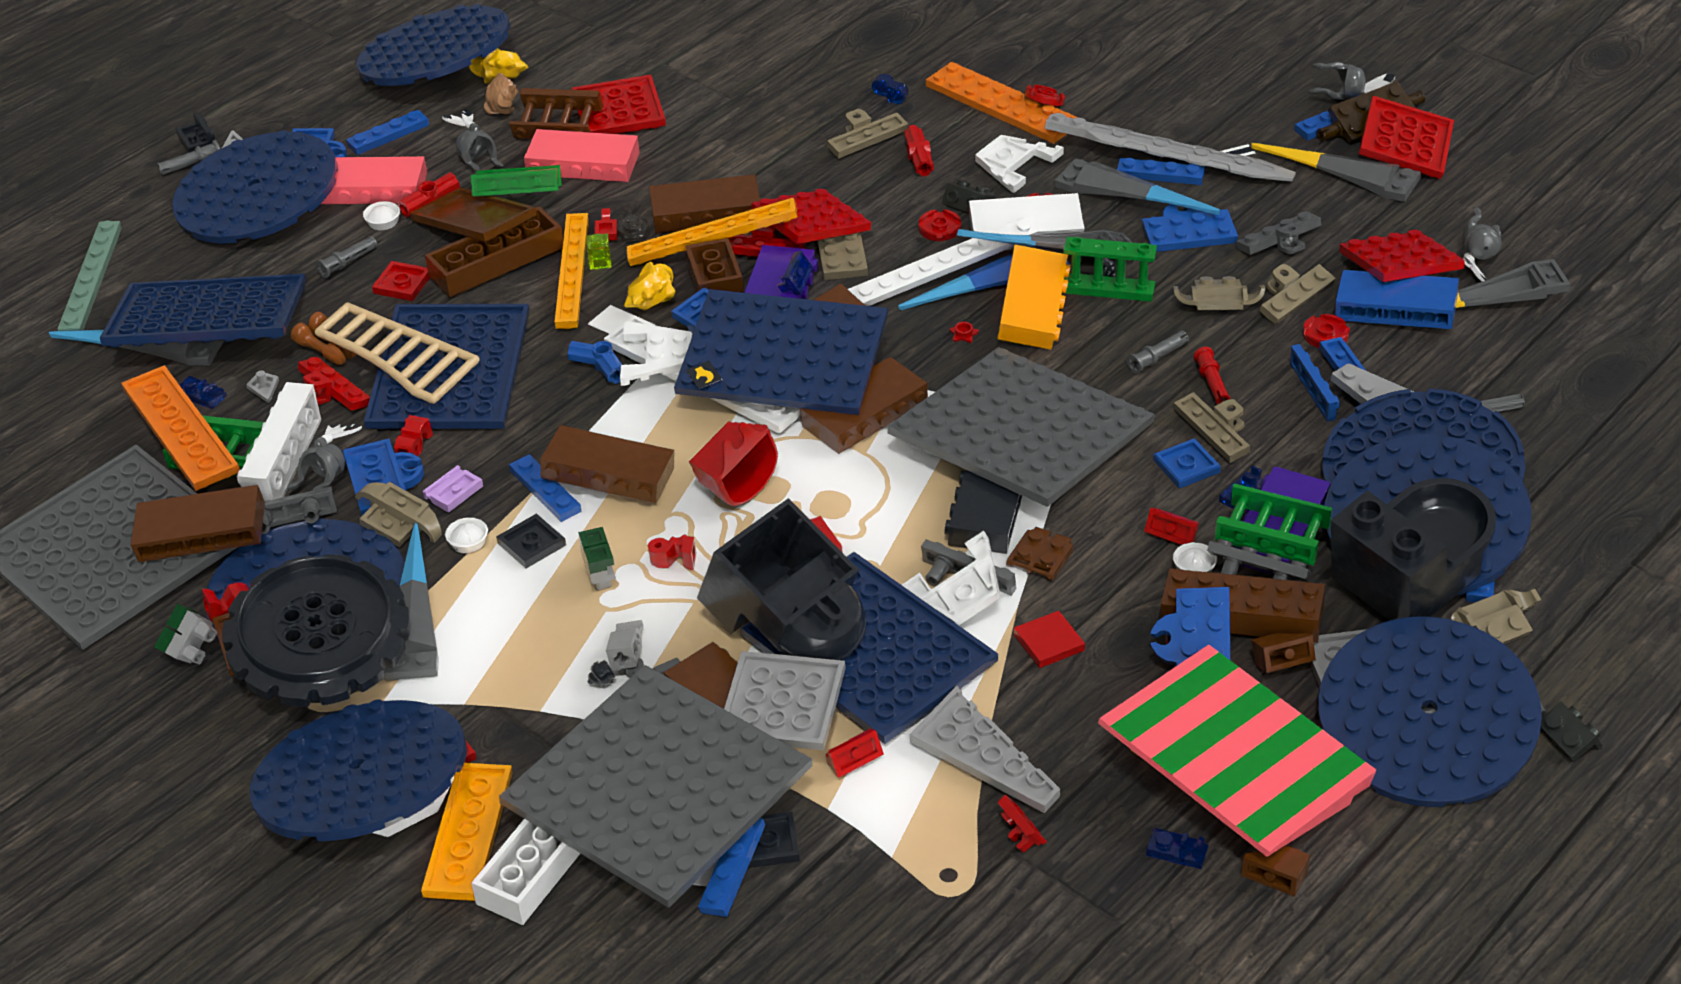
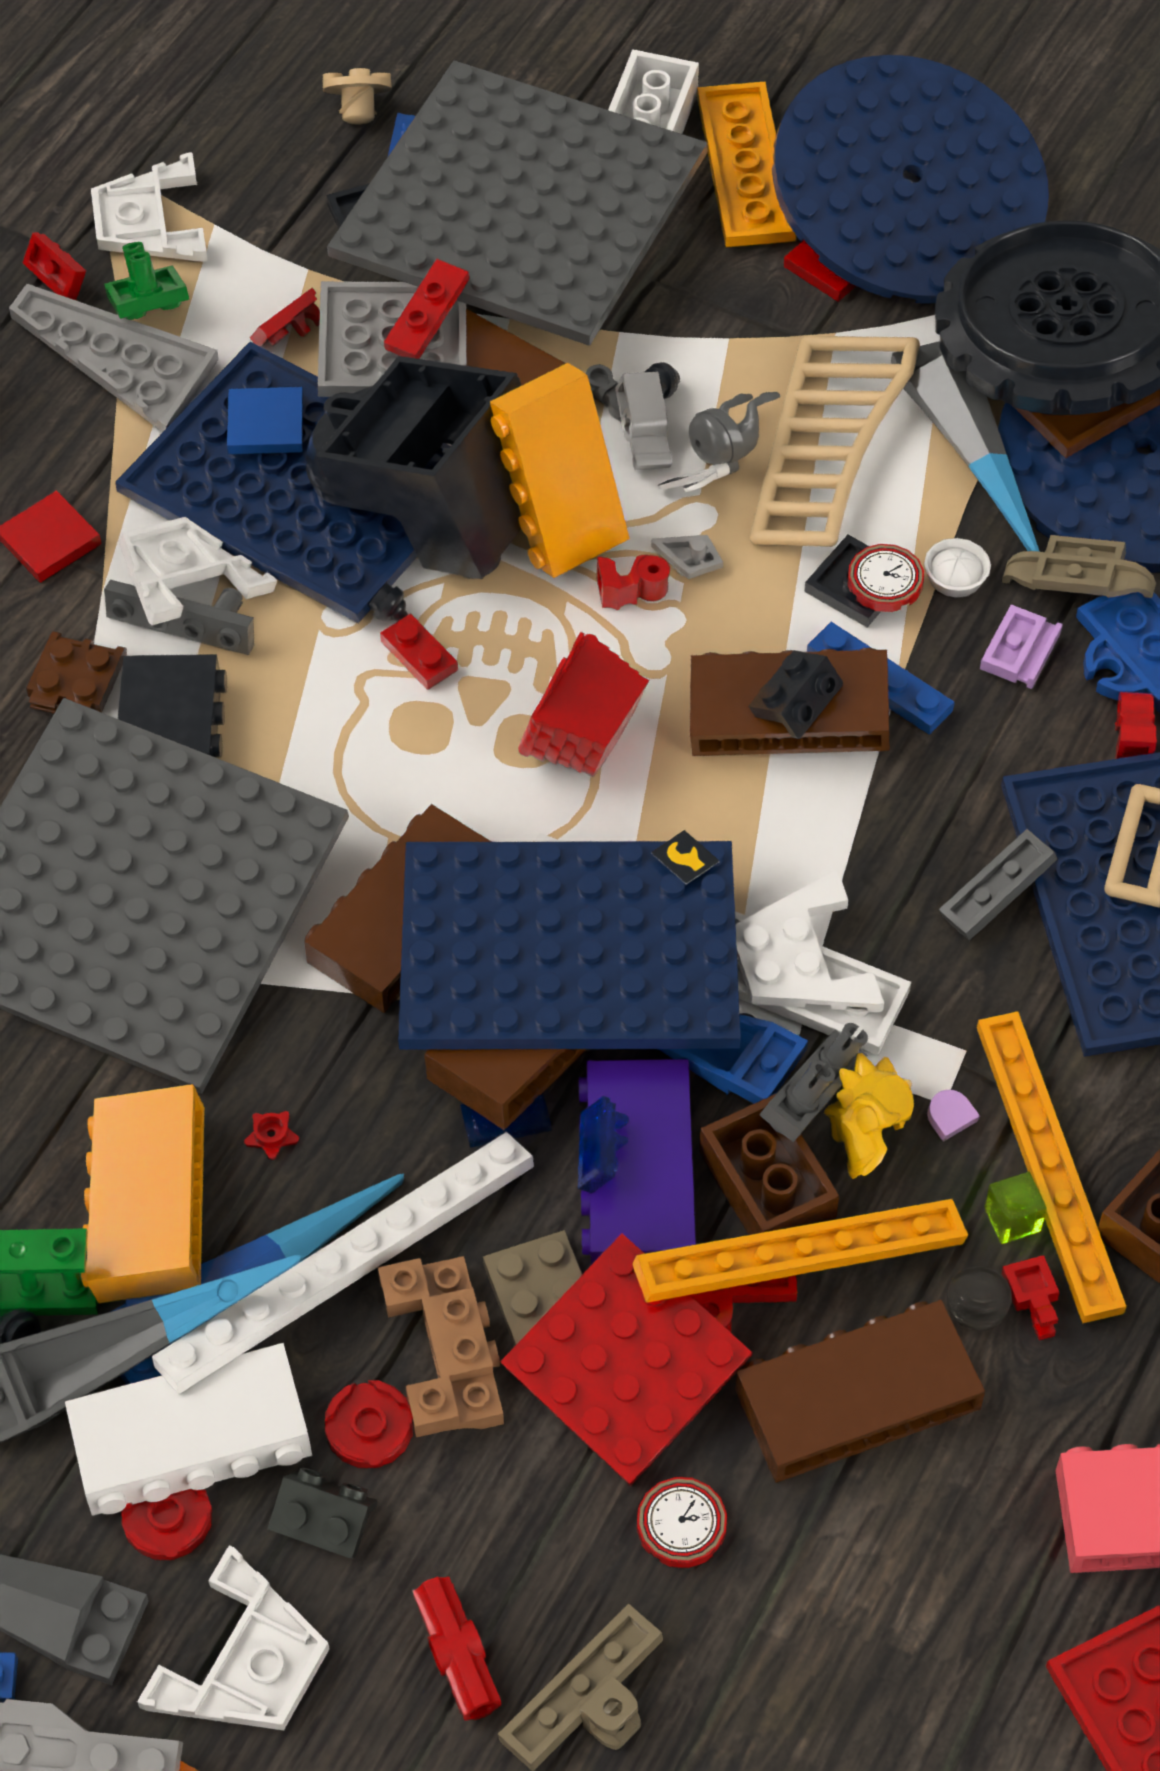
camera: 165 degrees right, 15 degrees up
(481, 613) = (851, 455): none -> tan bar
(515, 526) = (885, 577): none -> tile
(534, 370) = (998, 884): none -> dark grey plate
(584, 615) = (721, 441): none -> dark grey hair
(597, 557) = (733, 520): dark green hips -> none
(599, 355) = (882, 933): blue piece -> none
(606, 442) = (797, 692): none -> black bracket
(609, 296) = (951, 1113): none -> lavender tile
(630, 567) = (689, 554): none -> light grey piece
(678, 286) = (814, 1083): none -> dark grey plate
(692, 548) = (559, 470): none -> light orange brick
(749, 929) = (357, 93): none -> tan plate
(753, 691) = (426, 310): none -> red plate
(804, 178) = (681, 1522): none -> tile
(885, 671) = (265, 420): none -> blue tile
(888, 238) = (463, 1359): none -> medium nougat bracket
(954, 781) = (145, 287): none -> green plate
(955, 859) = (133, 212): none -> white wing

